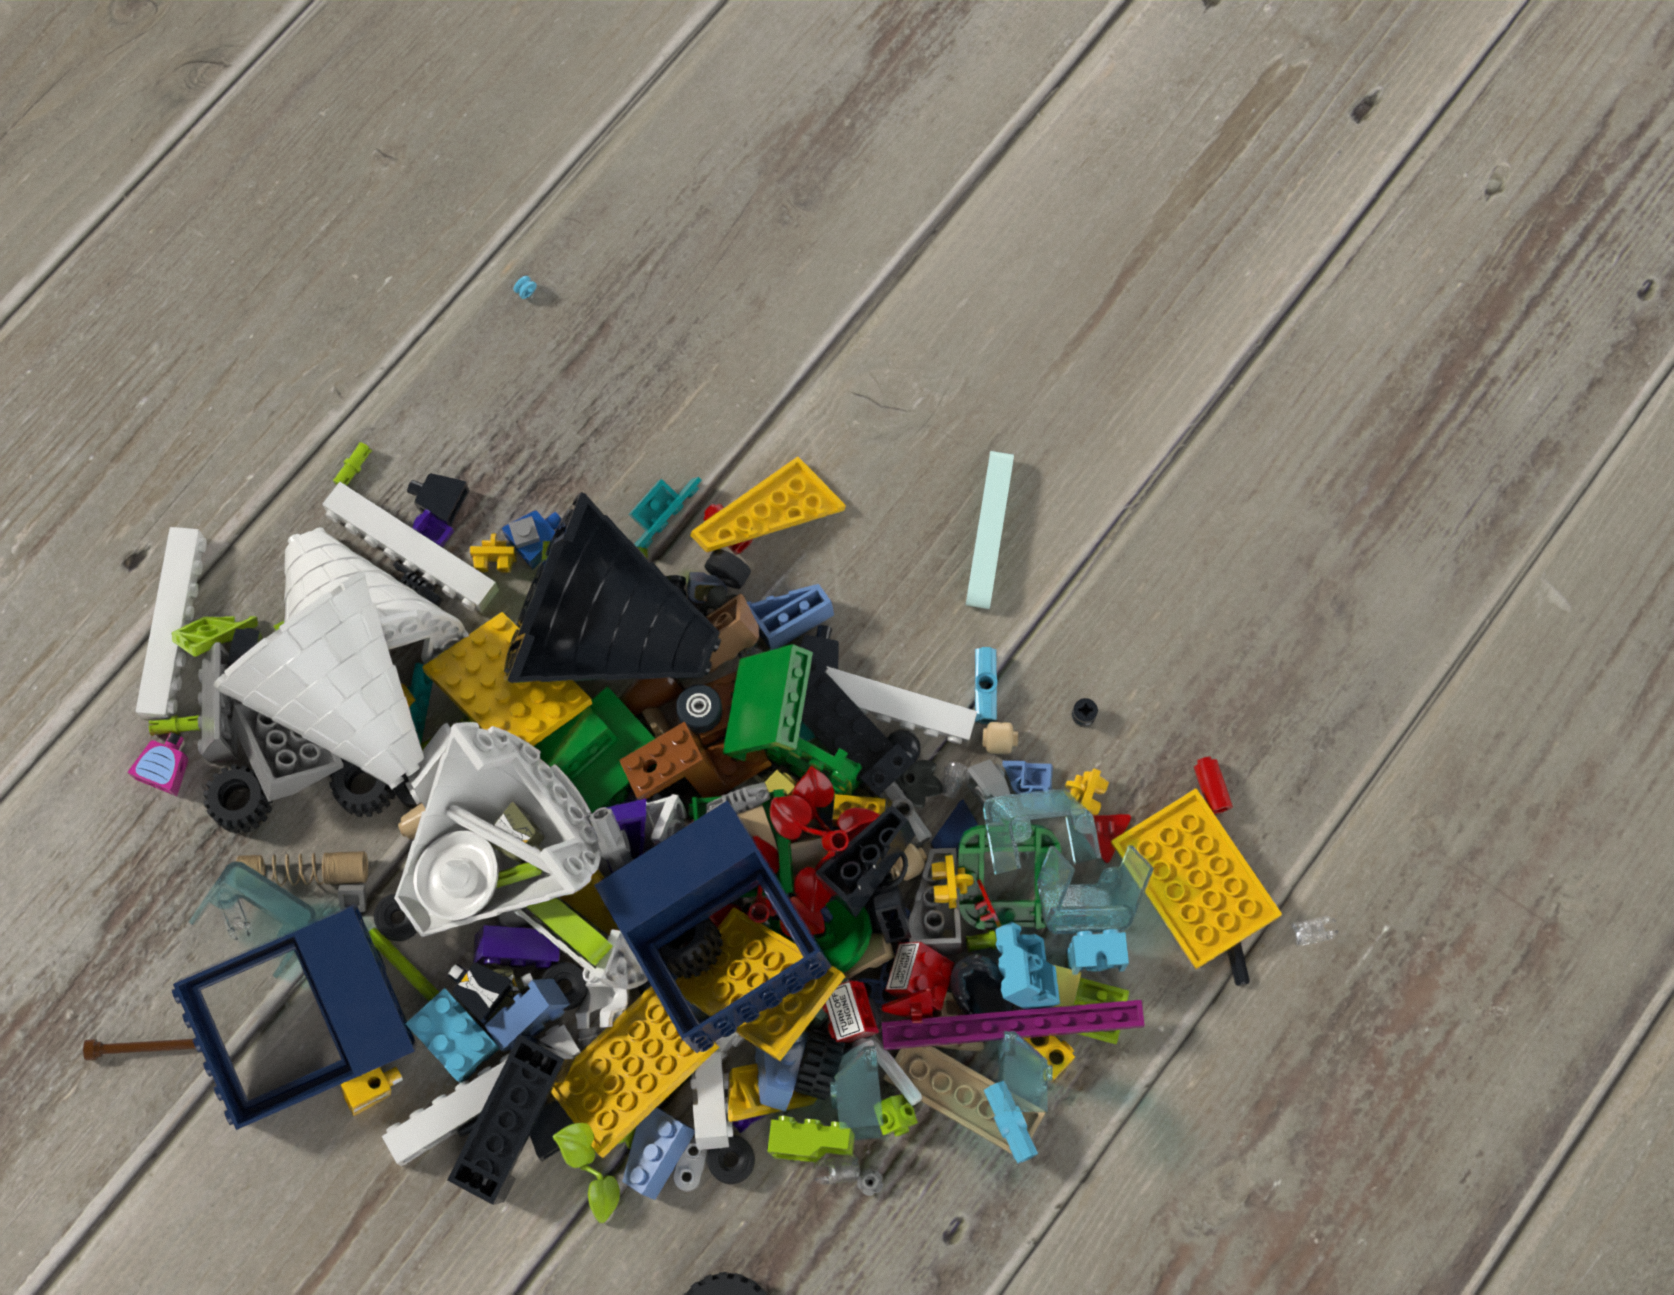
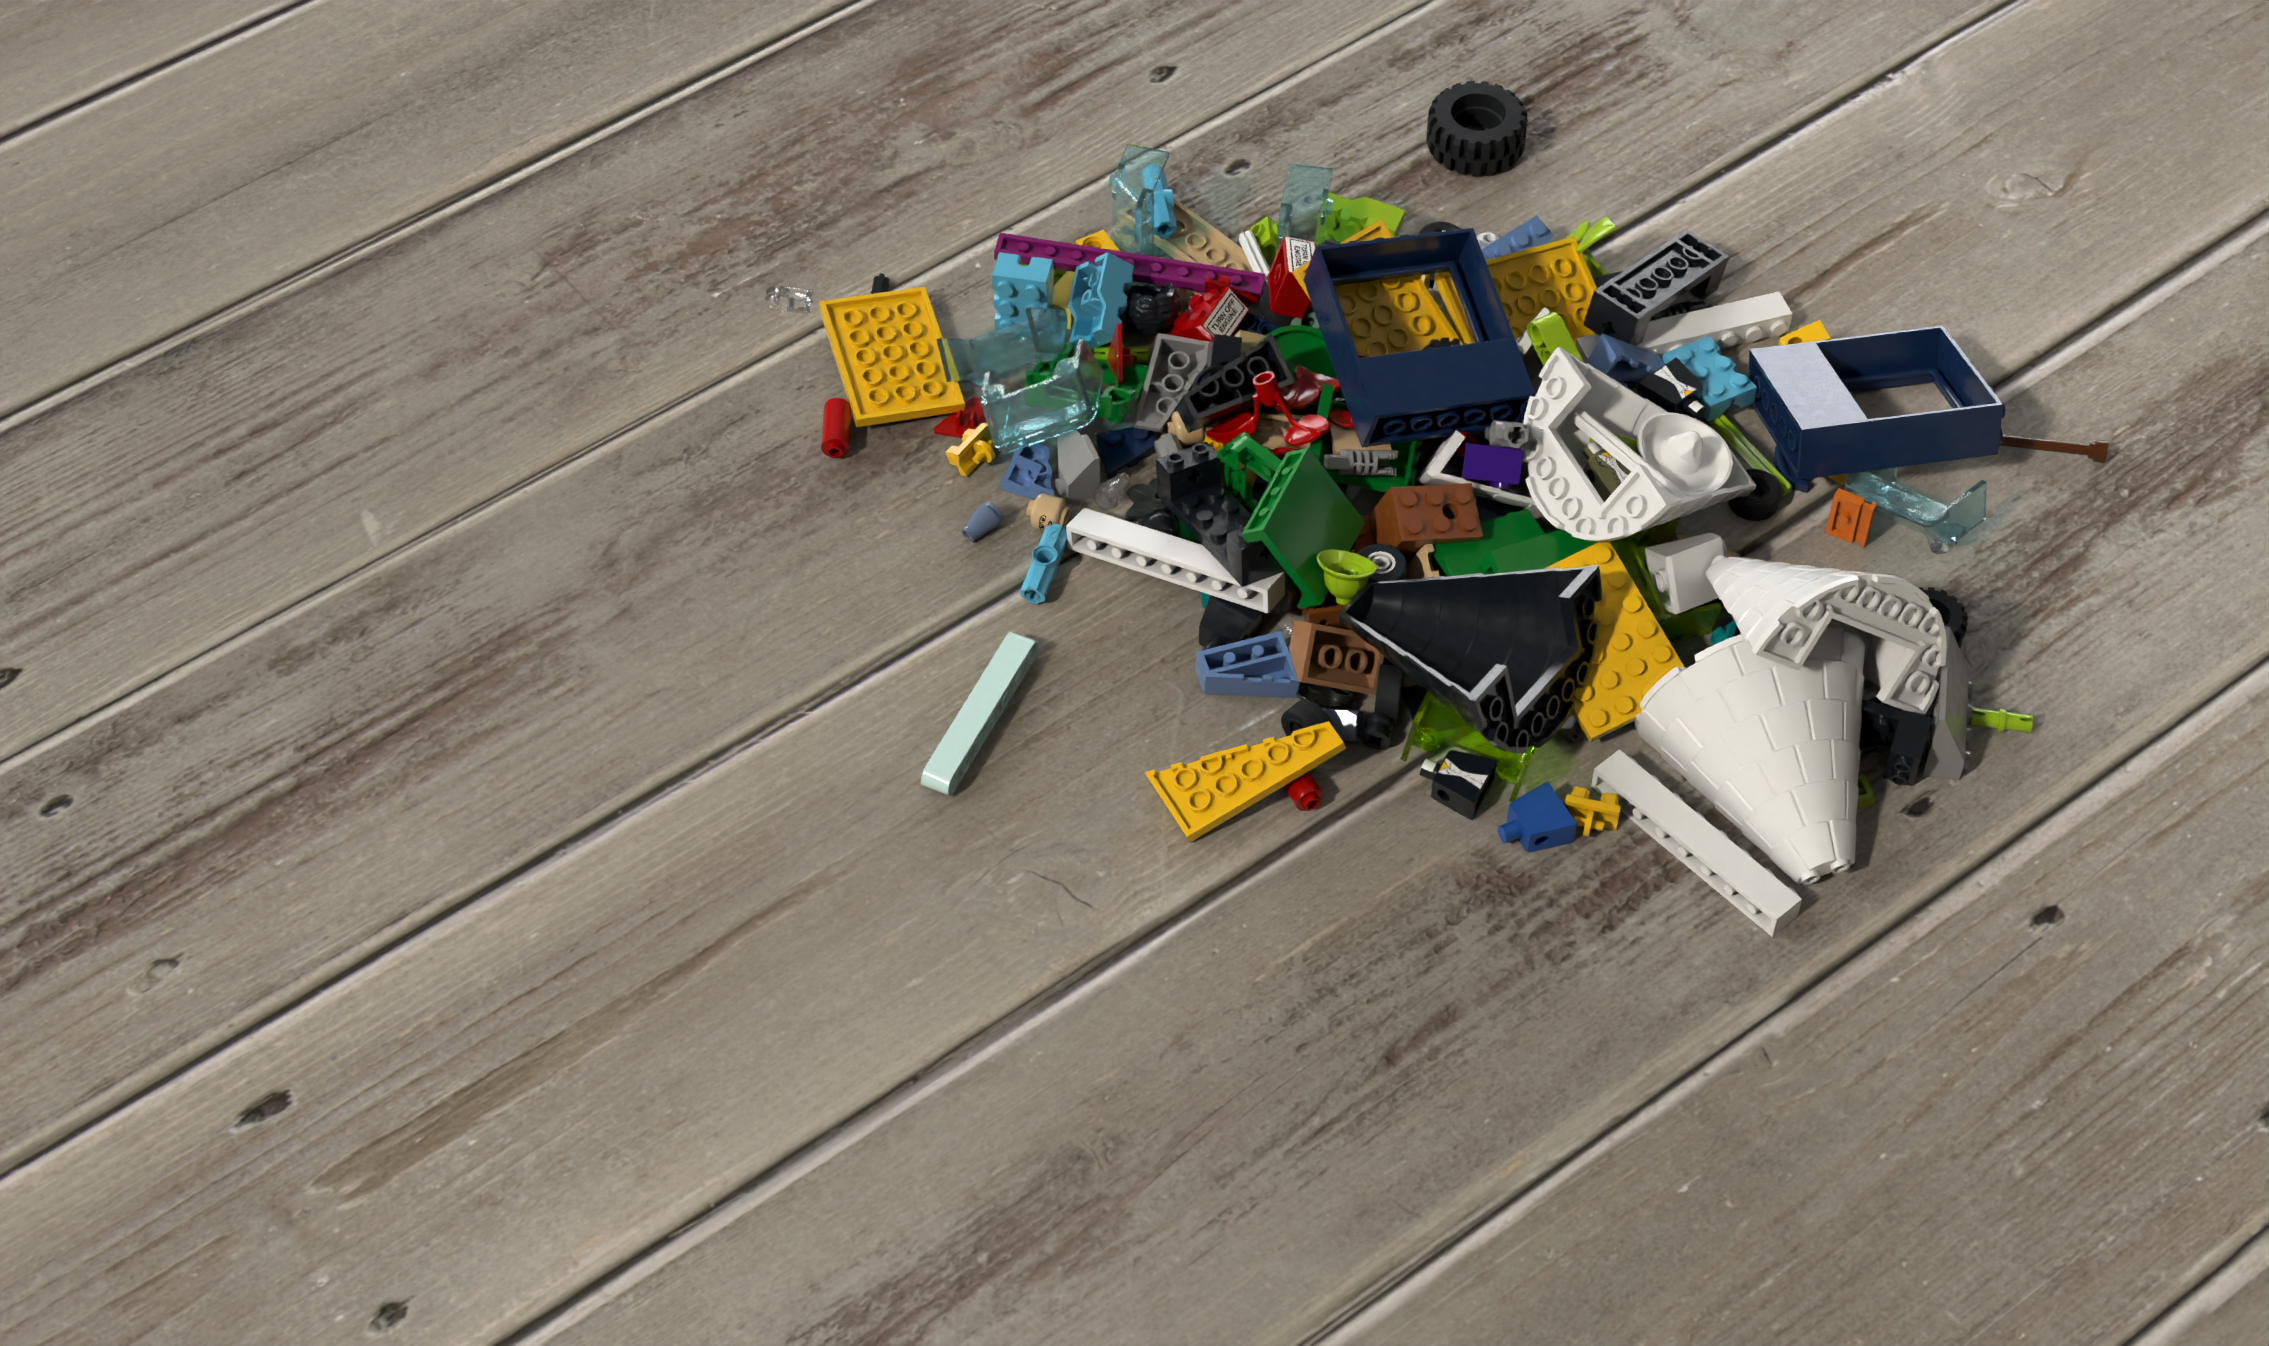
camera: 165 degrees left, 20 degrees down
(161, 765) = (2019, 680): torso -> none
(172, 611) = (2003, 824): white brick -> none
(206, 631) = (1954, 783): lime wing -> none
(312, 895) = (1850, 517): none -> orange plate
(336, 867) = (1816, 544): tan piece -> none
(352, 894) = (1803, 520): light grey plate -> none
(353, 464) = (1758, 952): lime pin -> none
(418, 584) = (1696, 798): black hinge -> none
(432, 528) = (1663, 854): dark purple bracket -> none
(440, 496) = (1650, 888): black torso -> none
(524, 532) = (1549, 807): light grey plate -> none
(525, 287) = (1494, 1121): medium azure bush -> none
(658, 507) = (1372, 815): teal bracket -> none
(723, 677) = (1345, 573): none -> lime hat
(948, 893) = (1152, 390): yellow hips -> none
(1052, 718) = (982, 521): none -> sand blue cone
(1084, 718) = (950, 524): black wheel -> none

